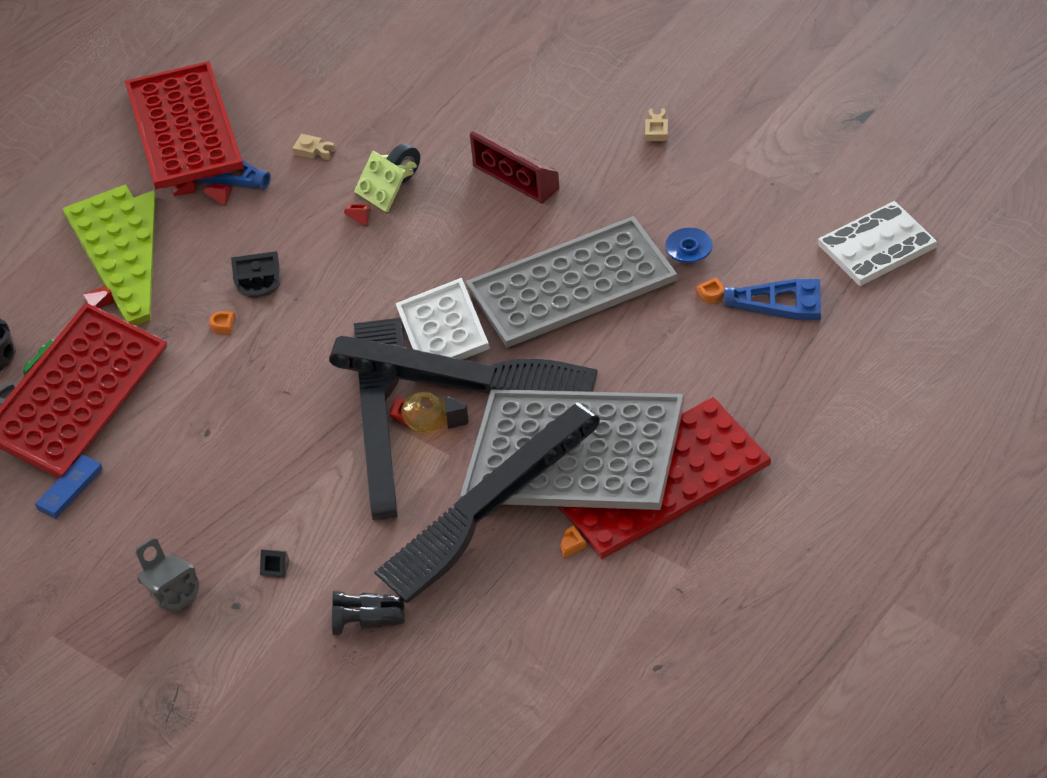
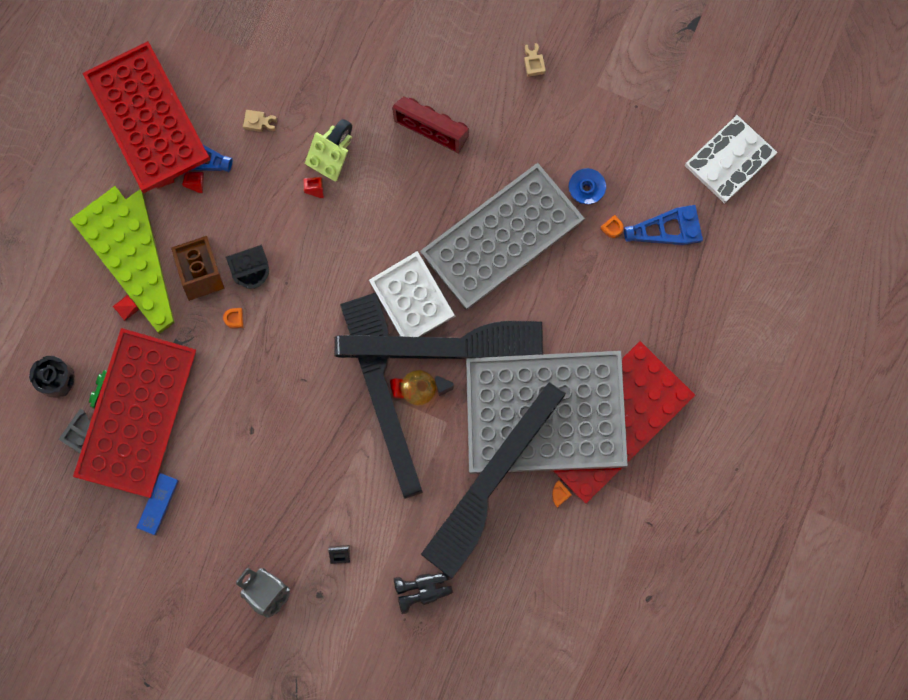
camera: 15 degrees left, 30 degrees up
(195, 270) = (197, 268): none -> reddish brown slope

